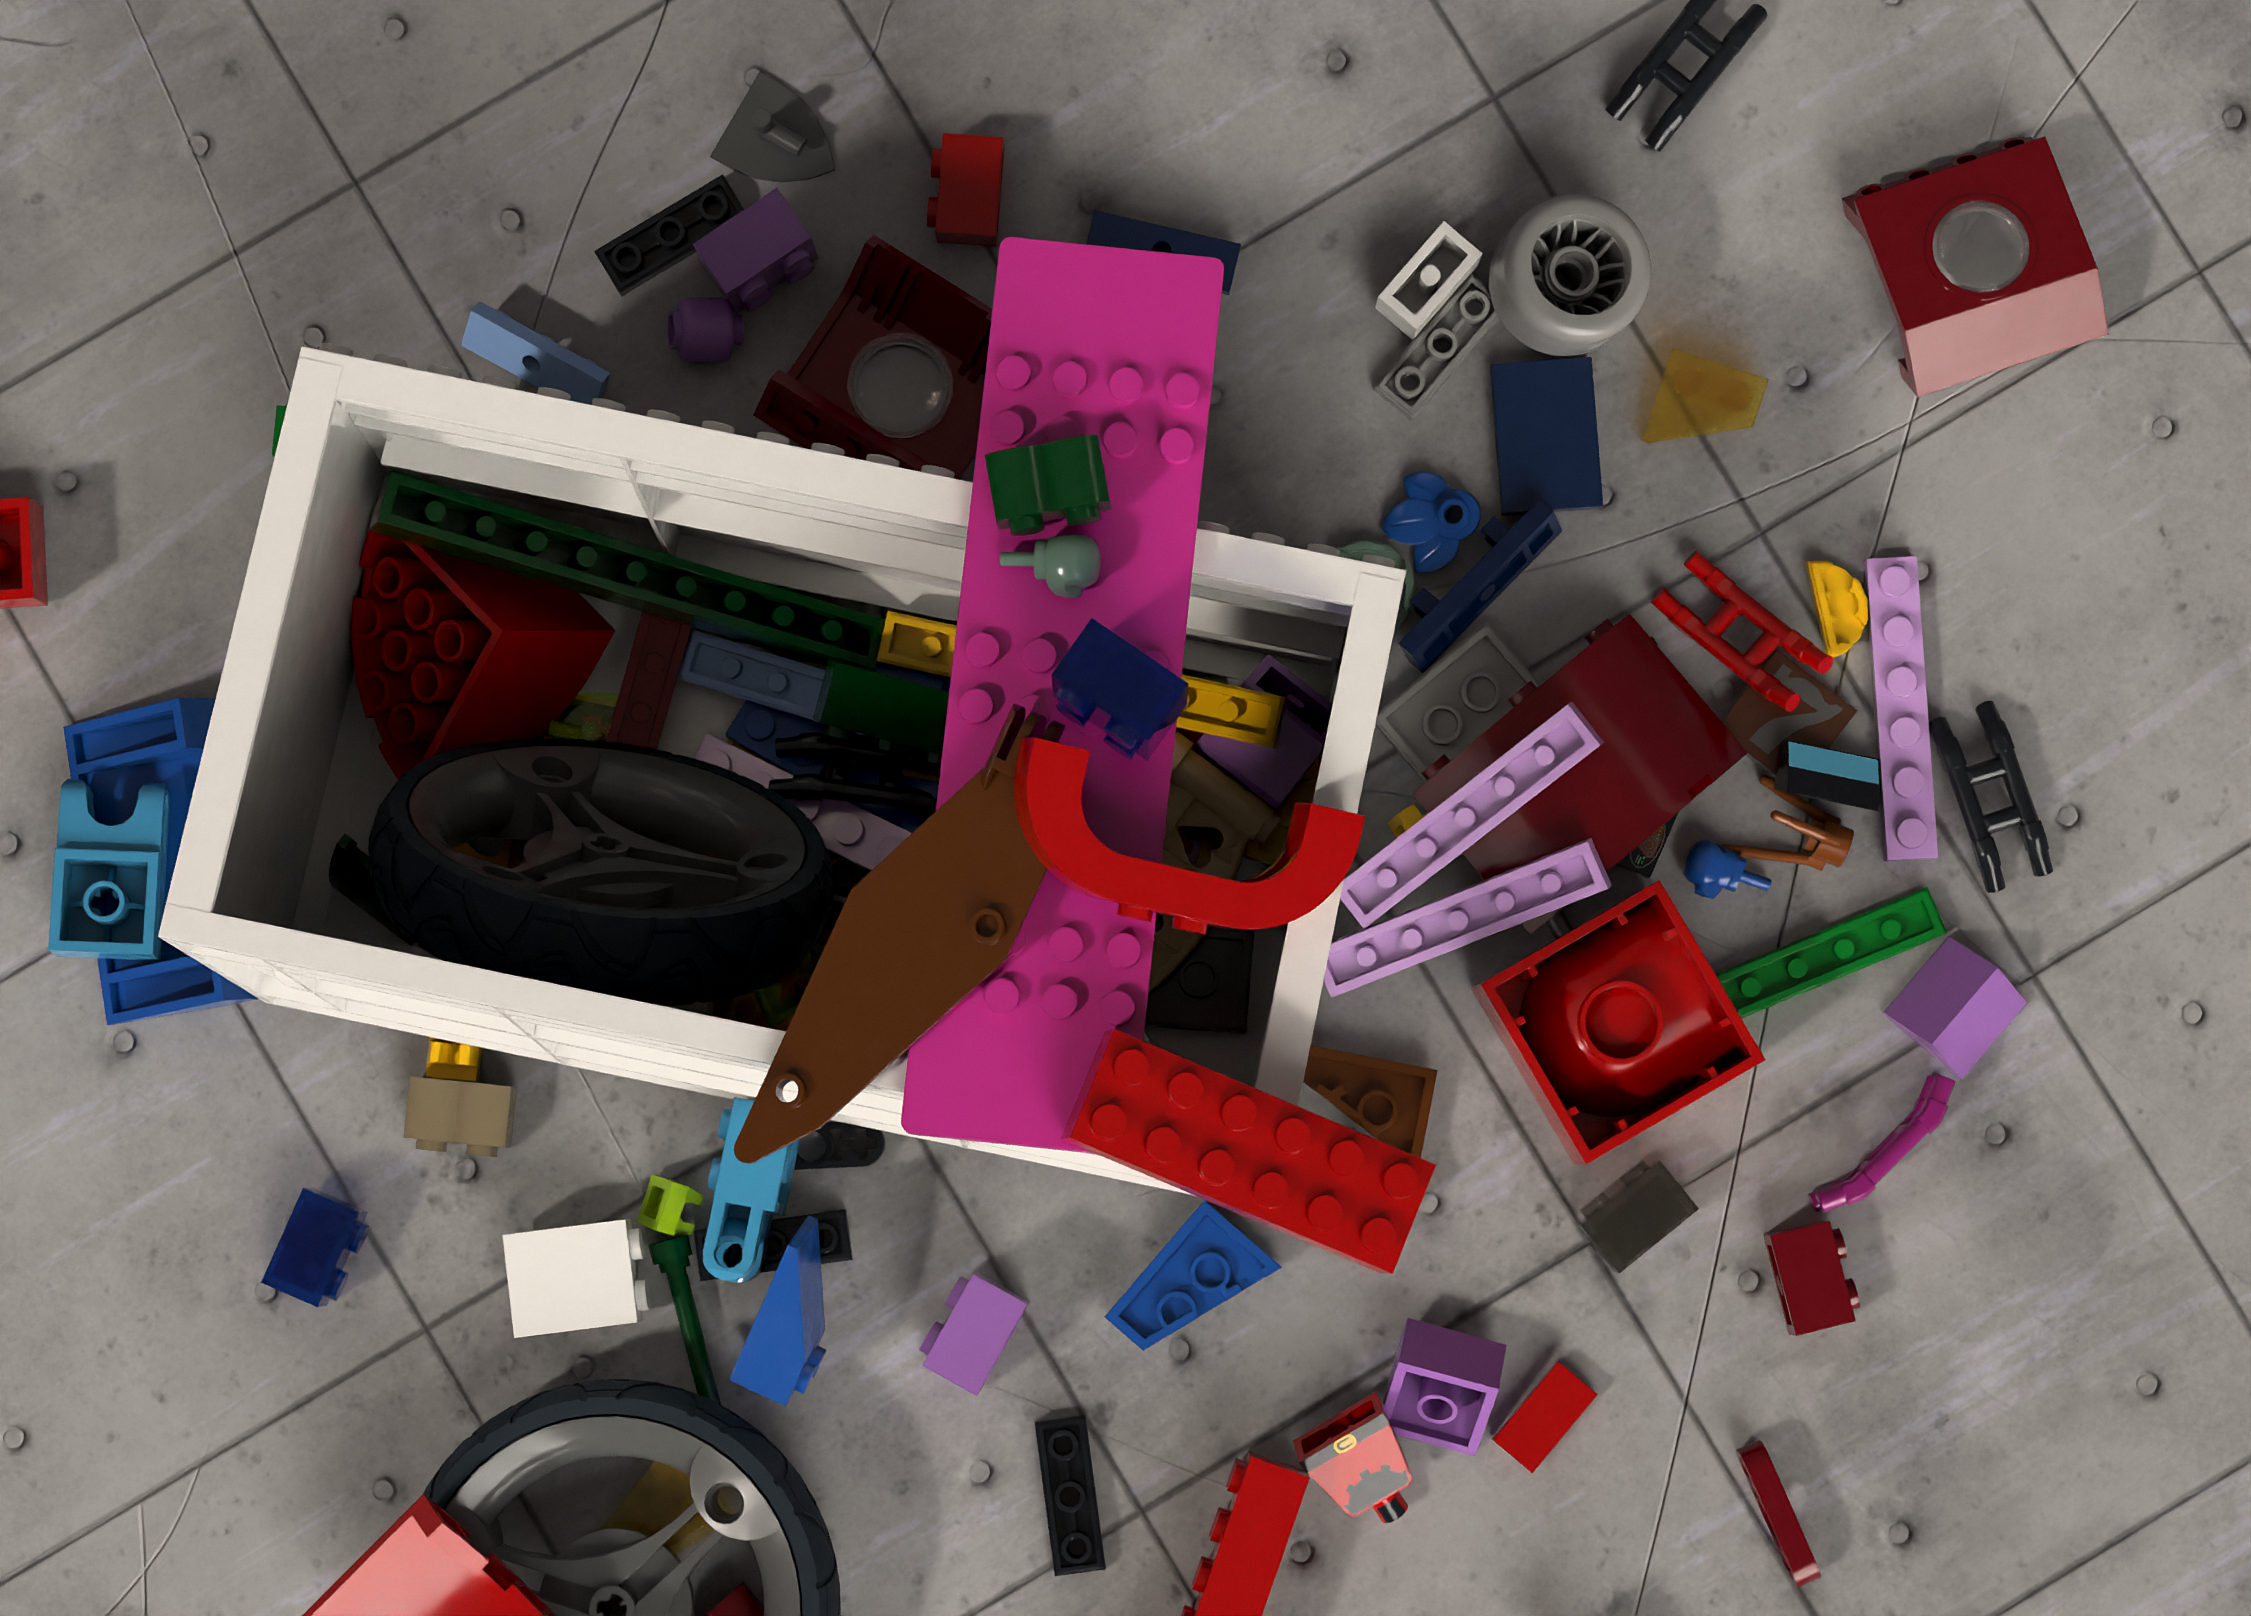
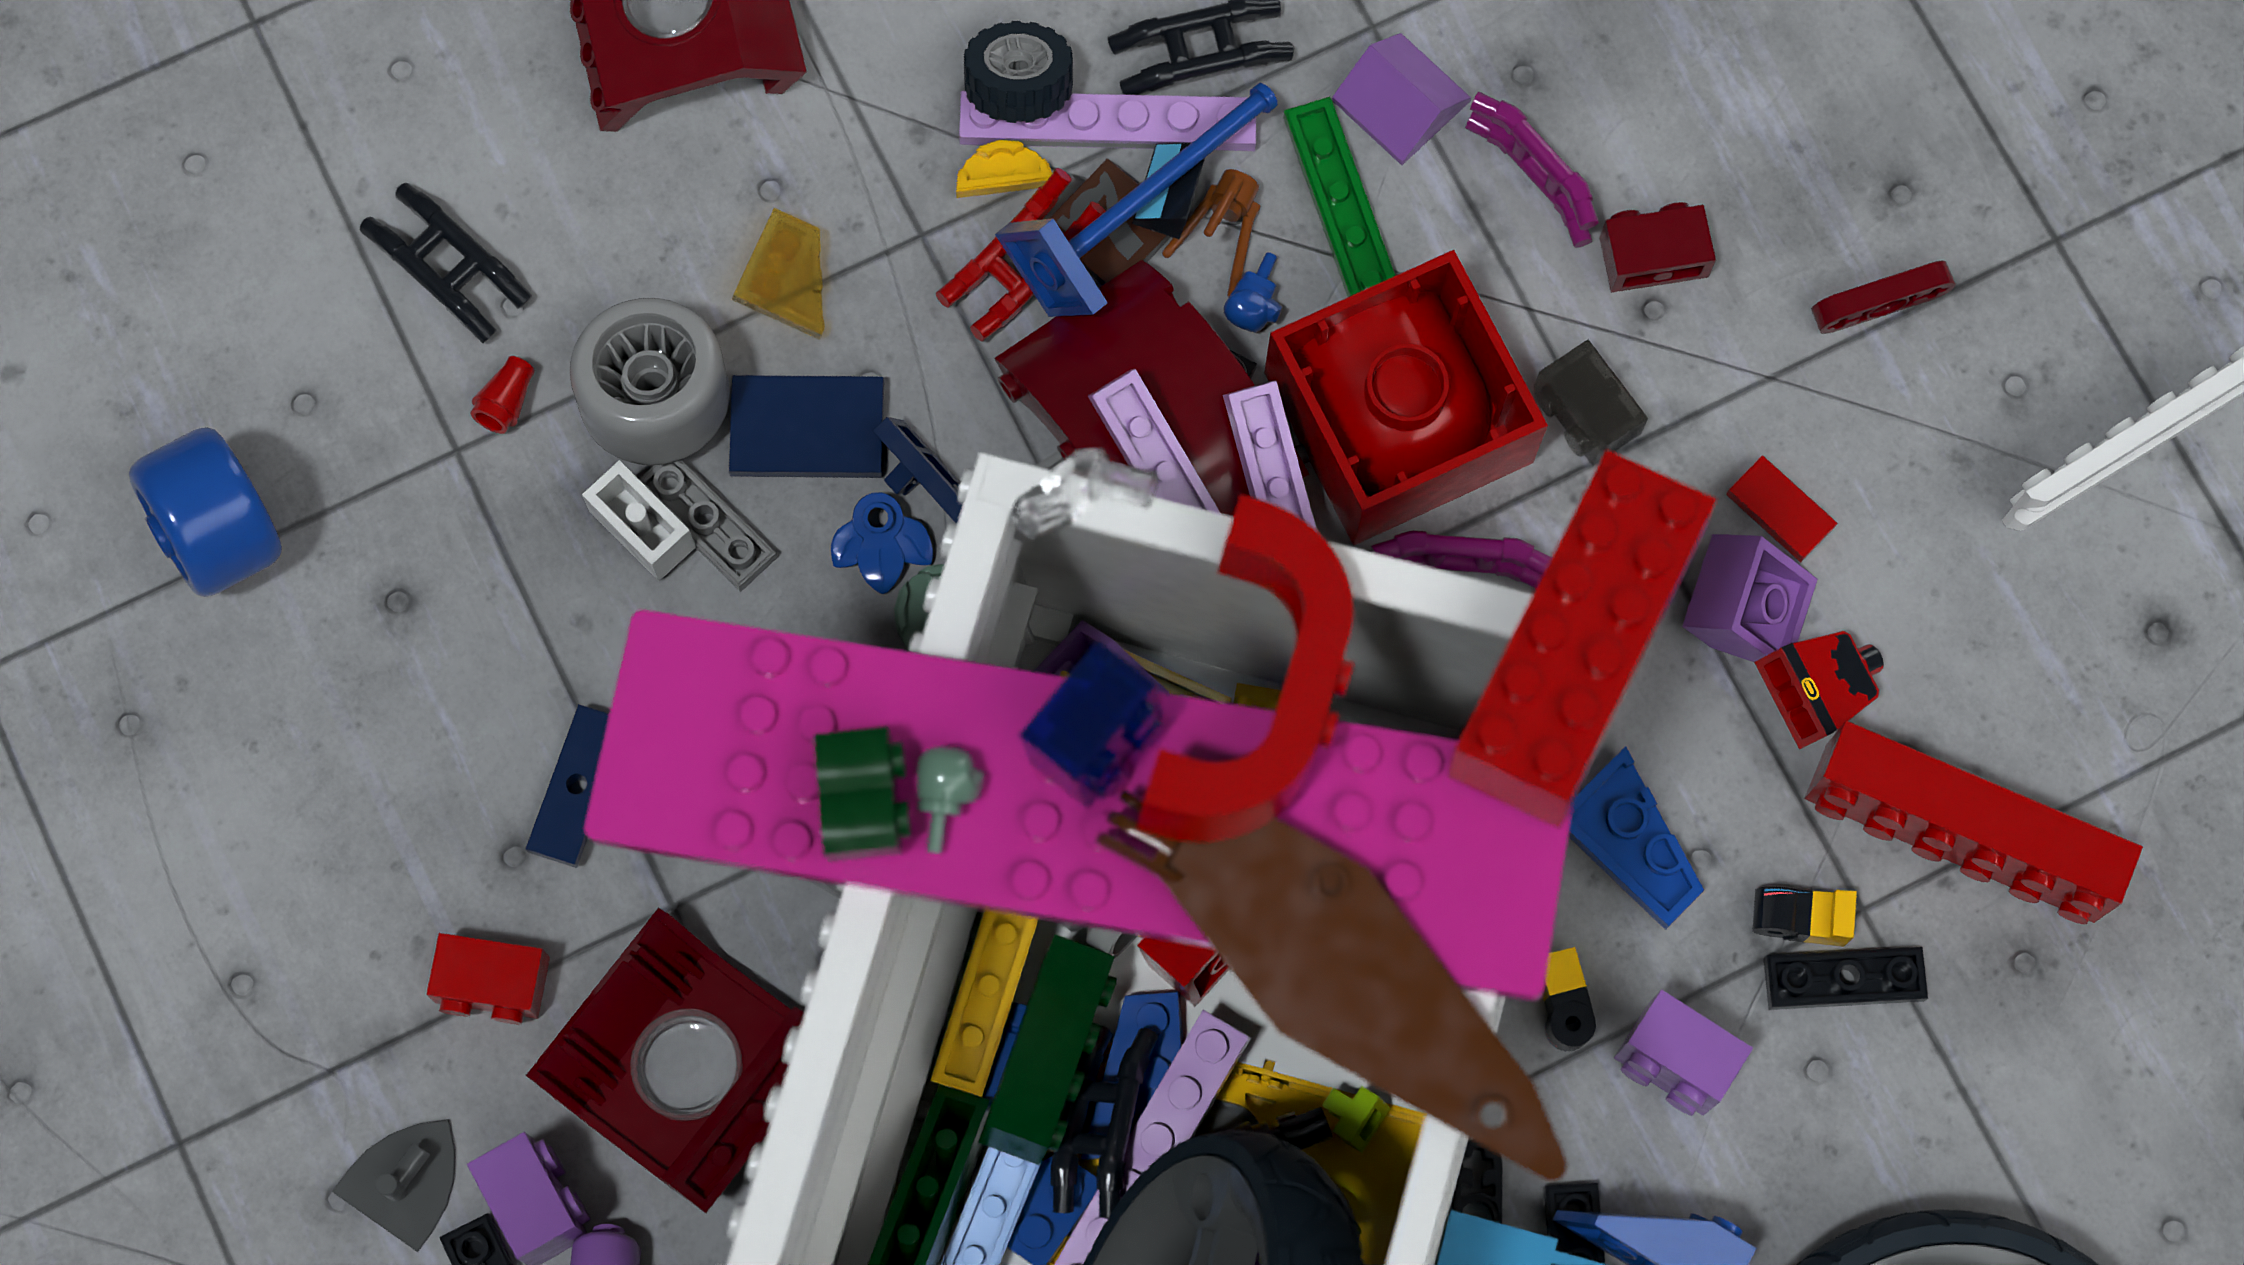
camera: 90 degrees left, 10 degrees down
(1010, 1225) = (1567, 1002): none -> black leg
(1127, 1450) = (1805, 915): none -> leg
(1371, 661) = (1075, 486): none -> clear arm
(1464, 1112) = (1468, 554): none -> magenta piece
(1550, 135) = (502, 398): none -> red cone
(1722, 661) = (1053, 263): none -> blue tile
(1962, 604) = (1018, 71): none -> black wheel

